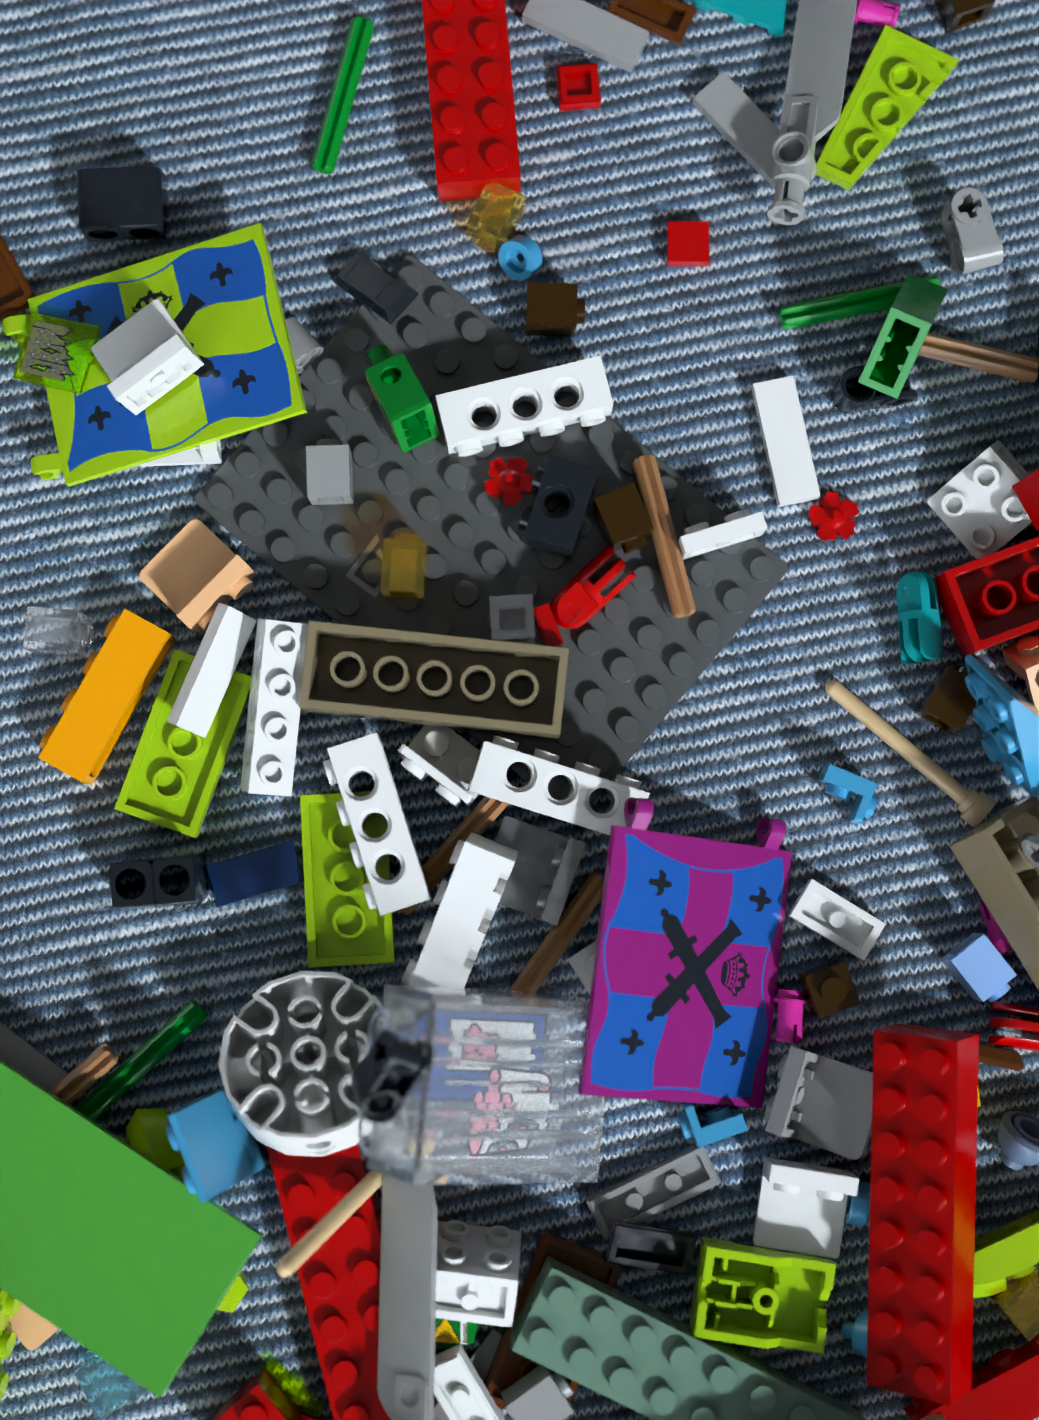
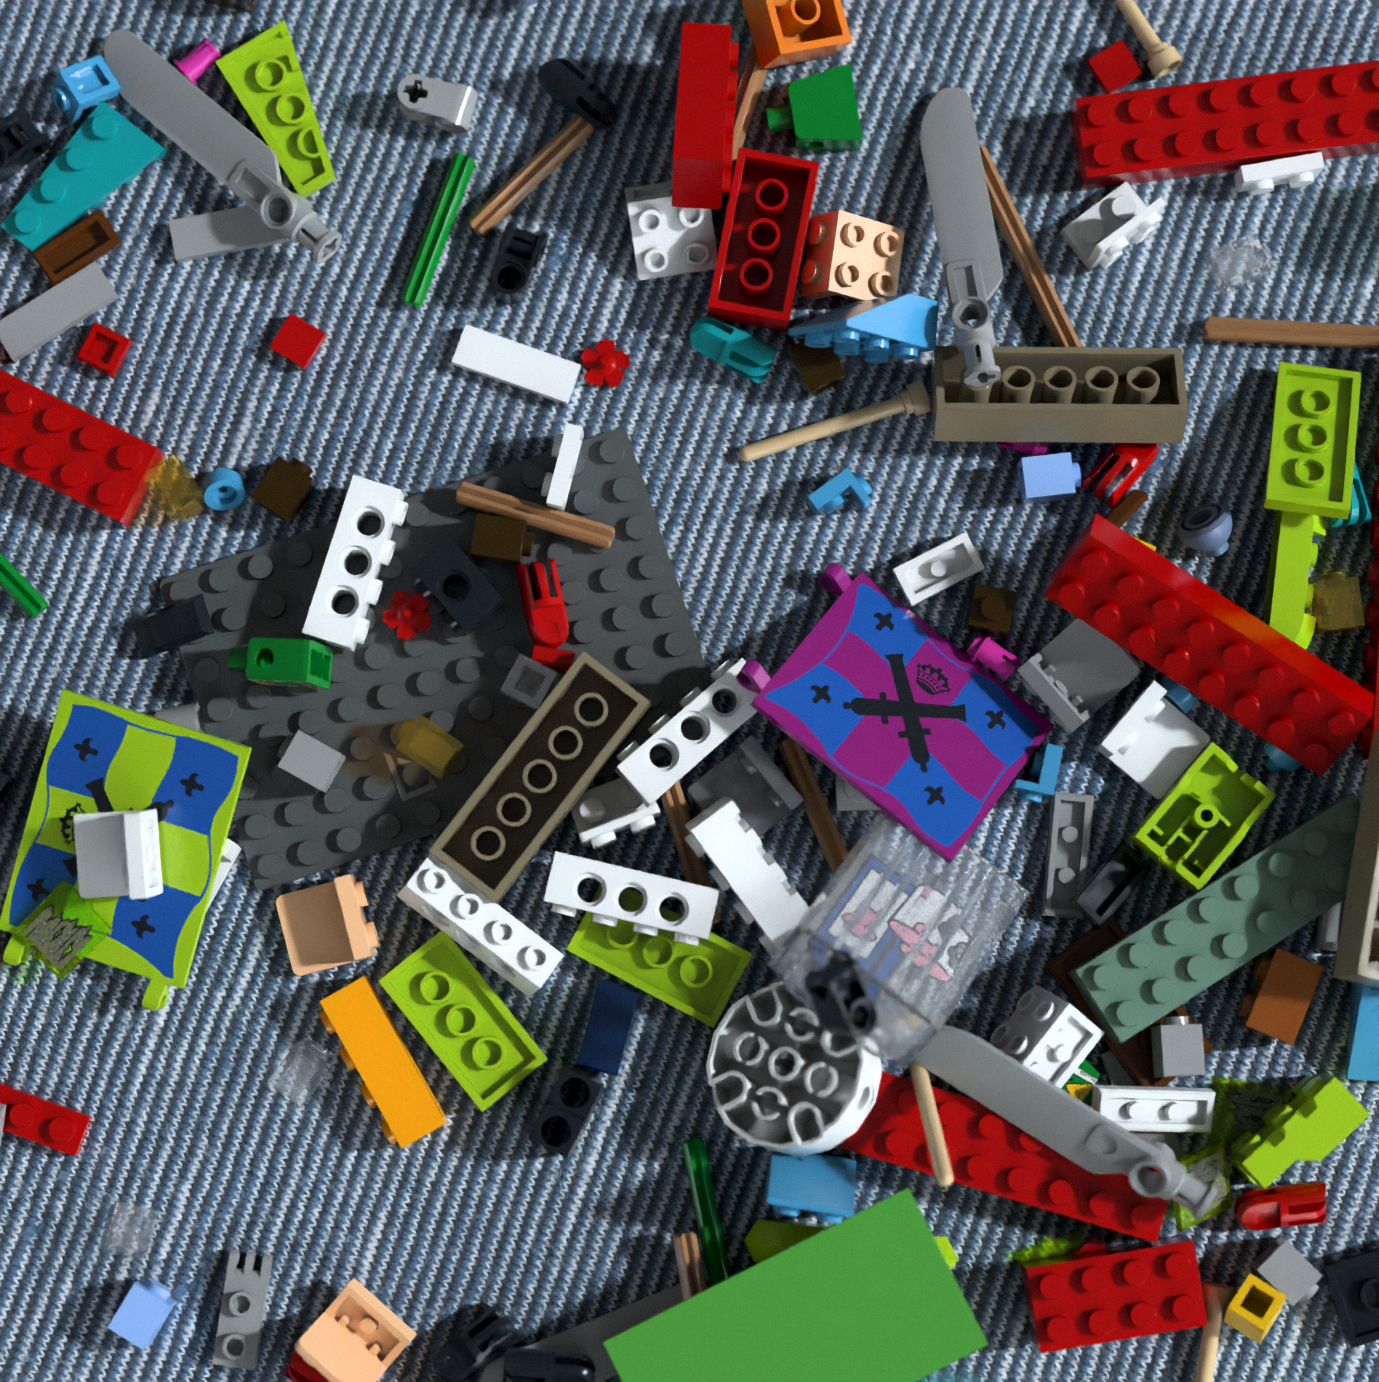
camera: 55 degrees left, 0 degrees up
(211, 670) = (417, 958): white tile -> none
(902, 335) = (491, 215): green slope -> none

